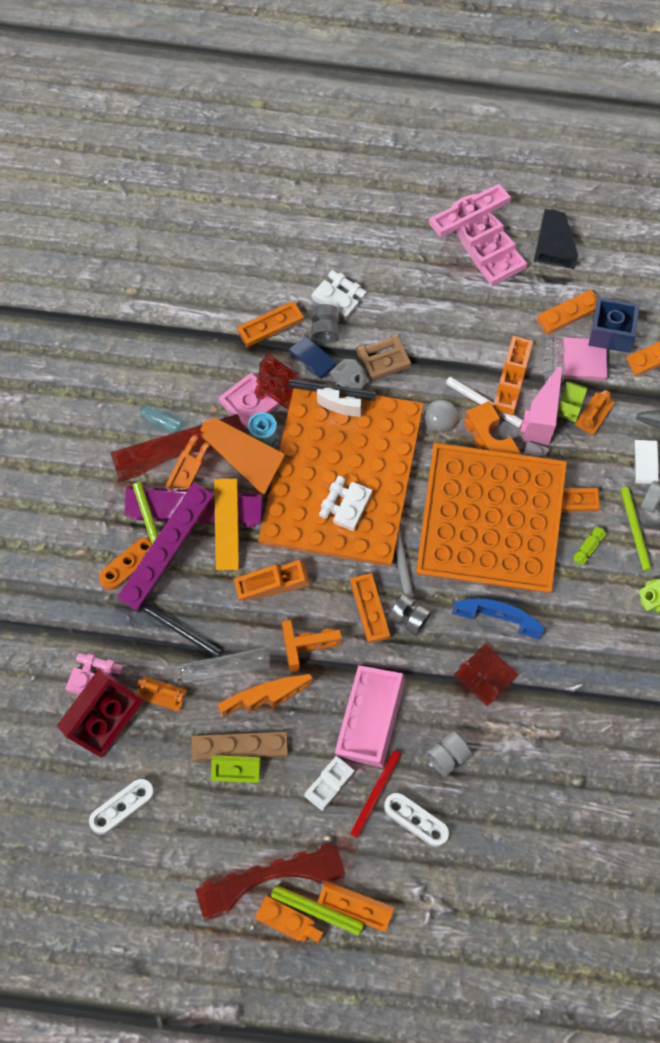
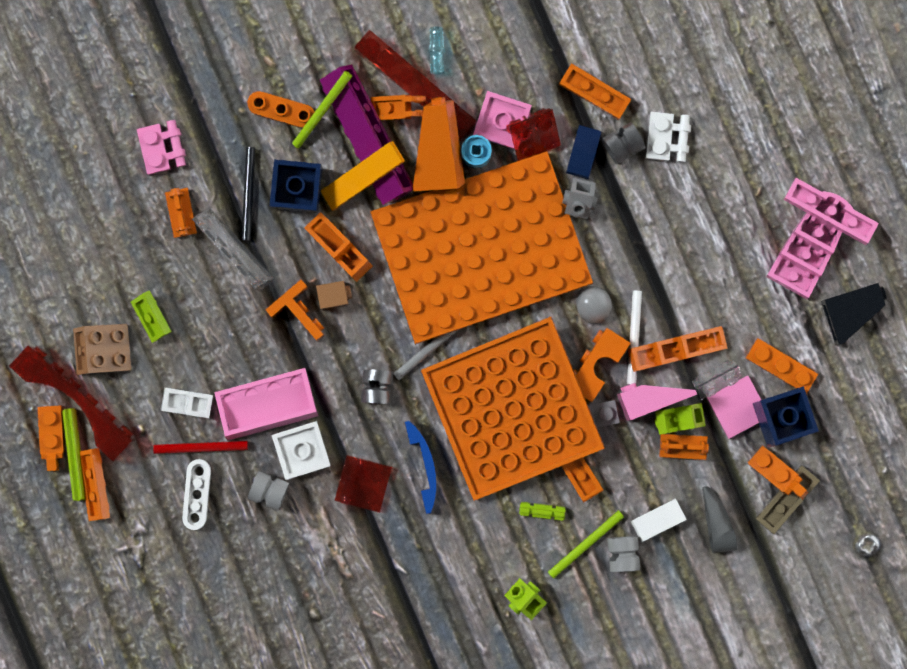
camera: 65 degrees right, 20 degrees up
(99, 713) = (128, 173): dark red slope -> none
(128, 797) = (56, 234): white plate -> none
(166, 547) = (307, 137): magenta brick -> none
(200, 583) = (296, 186): none -> dark blue brick
(236, 830) = (102, 348): none -> medium nougat bracket
(245, 745) = (174, 307): medium nougat plate -> none
(273, 692) = (235, 307): orange slope -> none
(310, 607) = (333, 295): none -> medium nougat brick
(331, 400) = (542, 196): white slope -> none
(347, 392) = (554, 191): black bar -> none
(352, 506) = (446, 277): white plate -> none
(369, 608) = (363, 347): orange plate -> none
(385, 362) = (621, 224): medium nougat plate -> none
(428, 708) = (301, 450): none -> white plate

